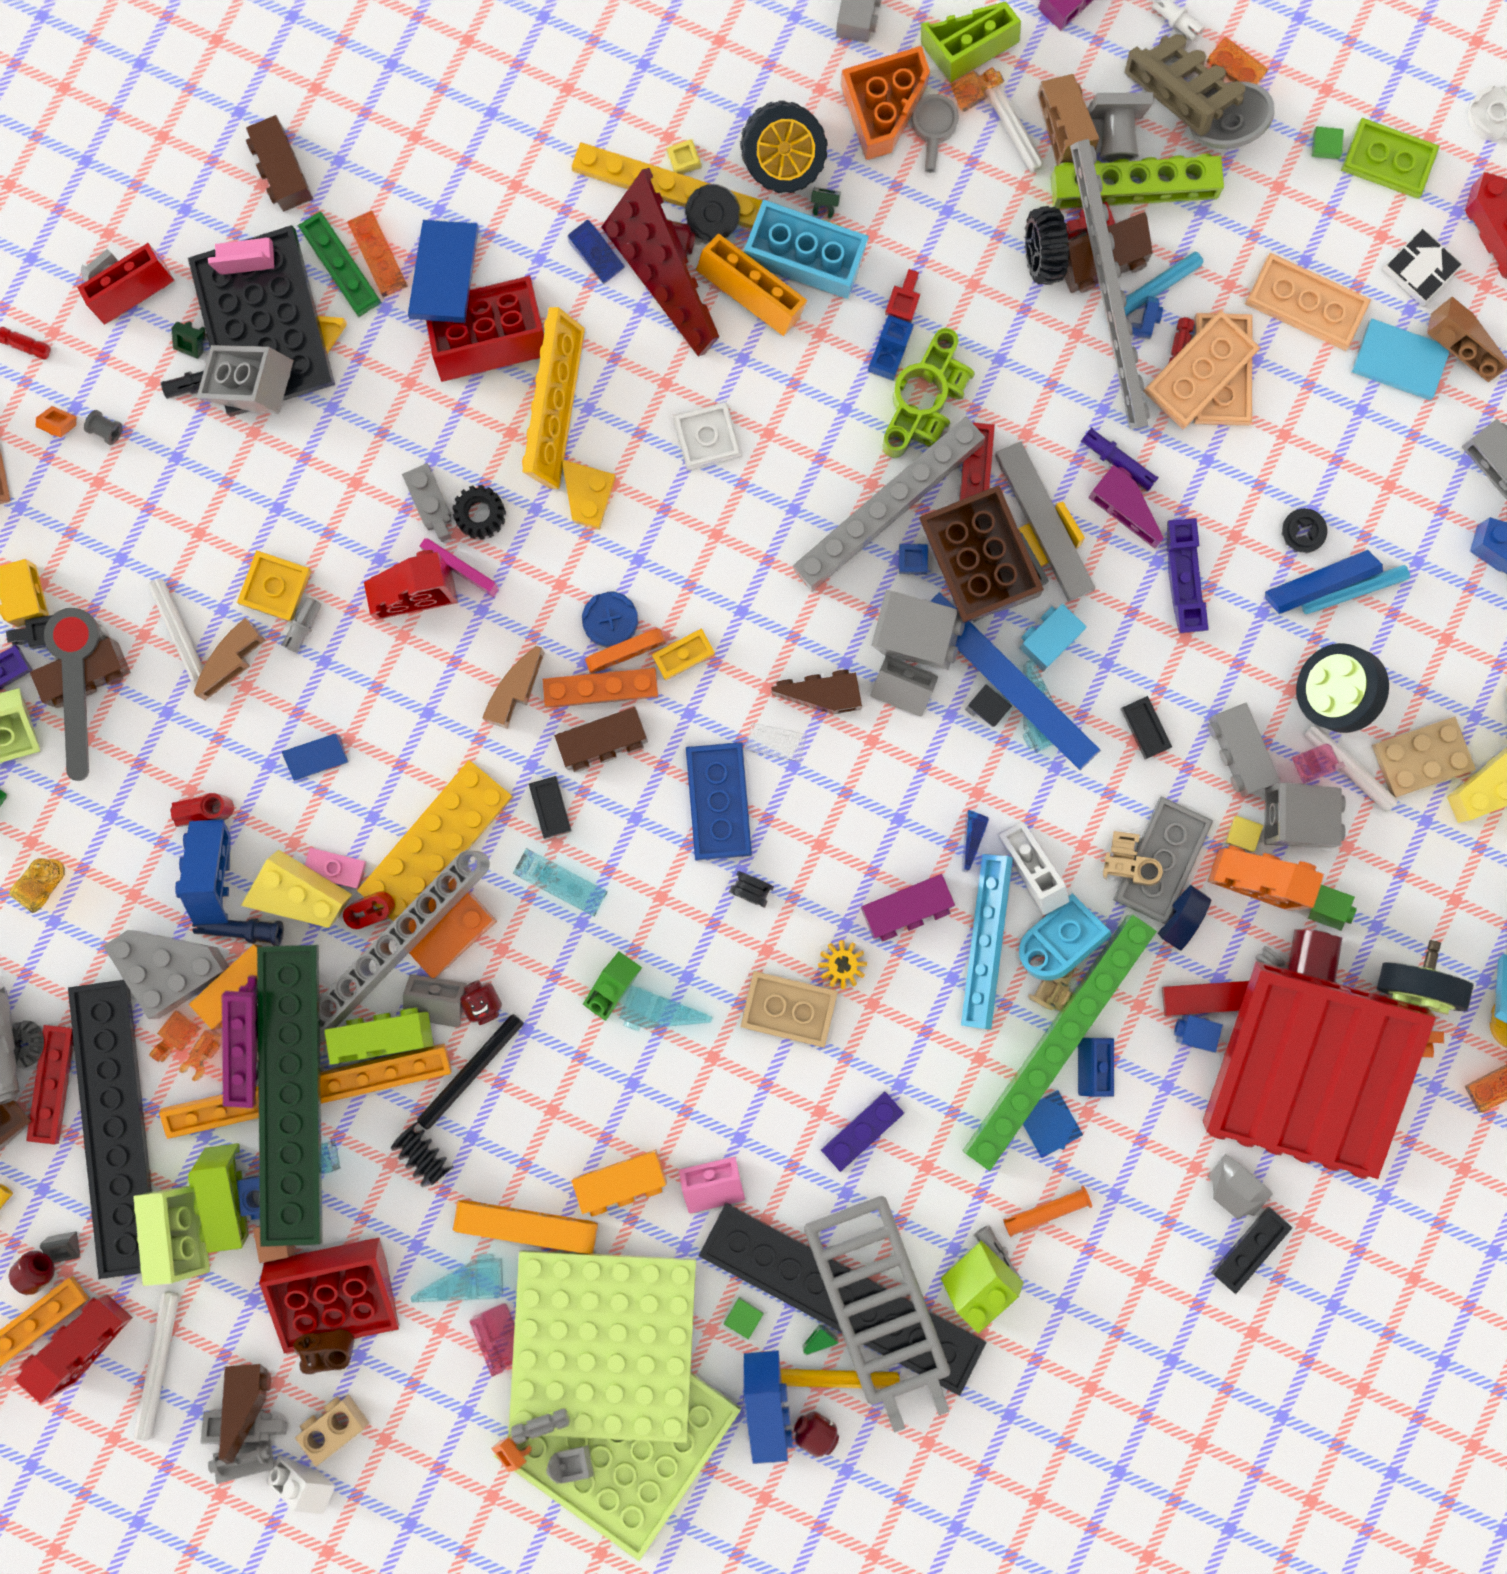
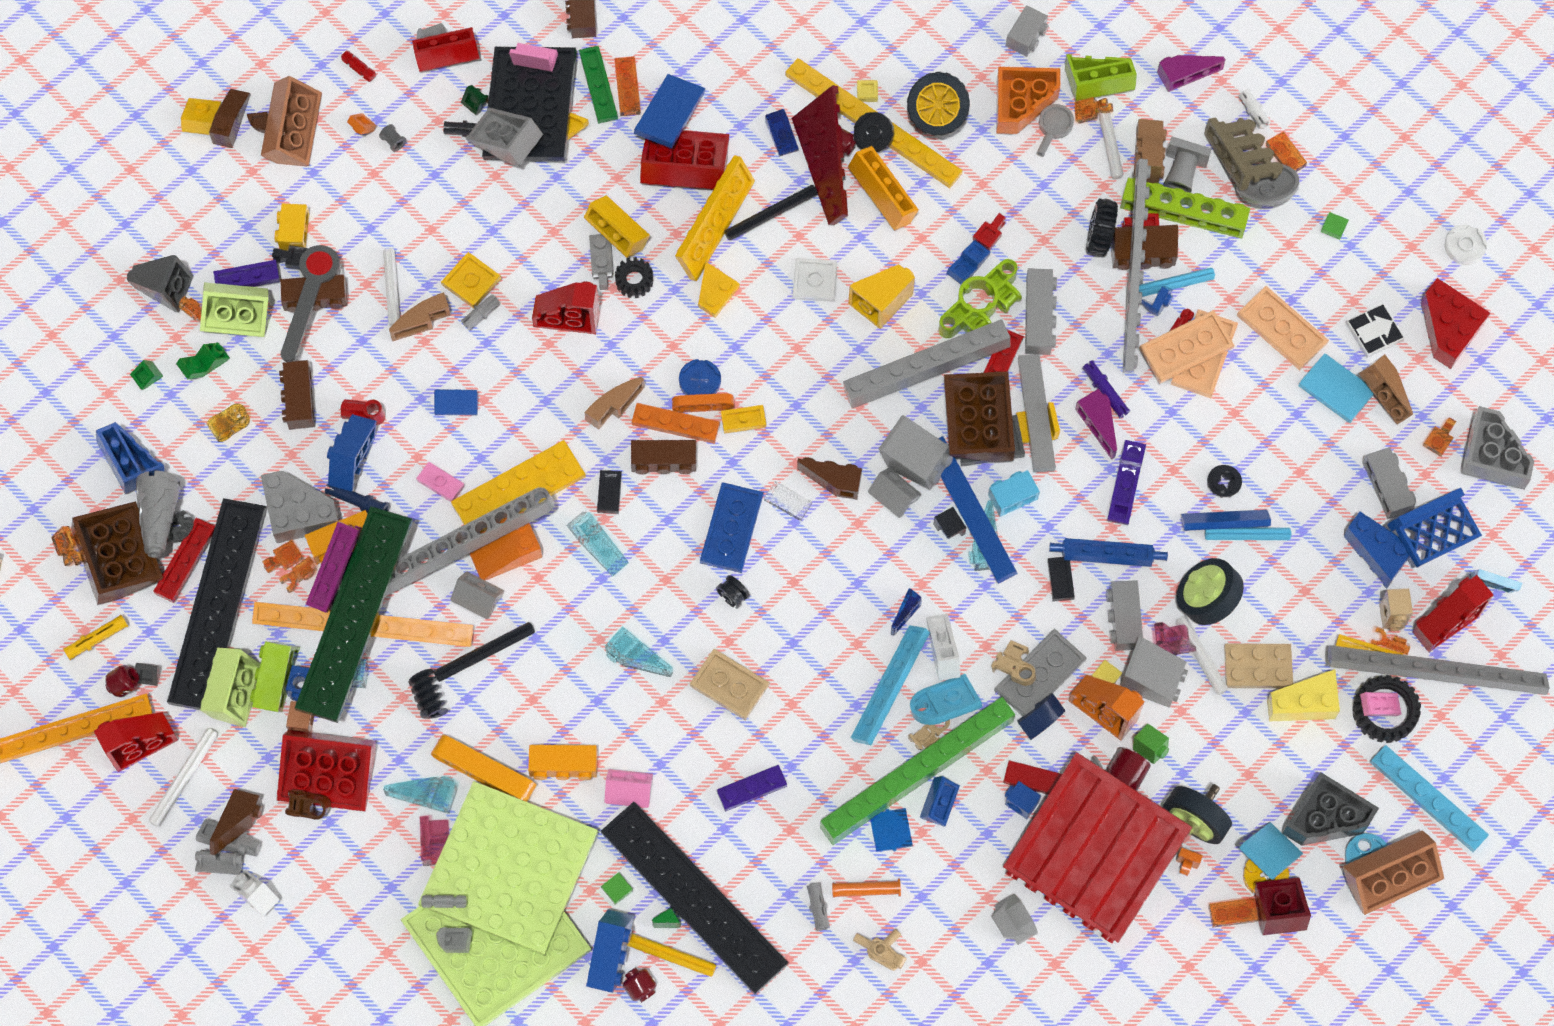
camera: 15 degrees right, 15 degrees down
(111, 816) = (297, 394): none -> reddish brown brick
(296, 892) = (408, 485): light yellow wedge -> none
(335, 1433) = (292, 867): tan brick -> none
(366, 905) = (455, 520): red beam -> none
(379, 1037) = (429, 601): lime wedge -> none
(432, 451) = (616, 226): none -> yellow brick
(462, 568) = (612, 316): dark pink tile -> none
(480, 1002) = (510, 605): dark red head -> none
(509, 1454) = (413, 916): orange tile -> none
(612, 985) = (607, 624): bright green slope -> none
(620, 364) = (770, 212): none -> black axle
(800, 430) = (882, 294): none -> yellow slope
(806, 248) = (931, 176): medium azure slope -> none
(826, 198) = (957, 148): dark green tile -> none
(843, 1312) = (691, 903): light grey bar -> none
(852, 962) = (788, 669): yellow gear -> none
(908, 908) = (841, 642): magenta brick -> none
(913, 558) = (932, 408): blue plate -> none
(981, 1286) = (799, 920): lime slope -> none
(1002, 383) = (1039, 311): none -> light grey brick
(1091, 1284) = (880, 950): none -> tan piece
(1195, 674) = (1108, 552): none -> blue plate
(1251, 1250) = (1007, 966): black plate -> none
(1390, 158) = (1377, 250): lime tile -> none

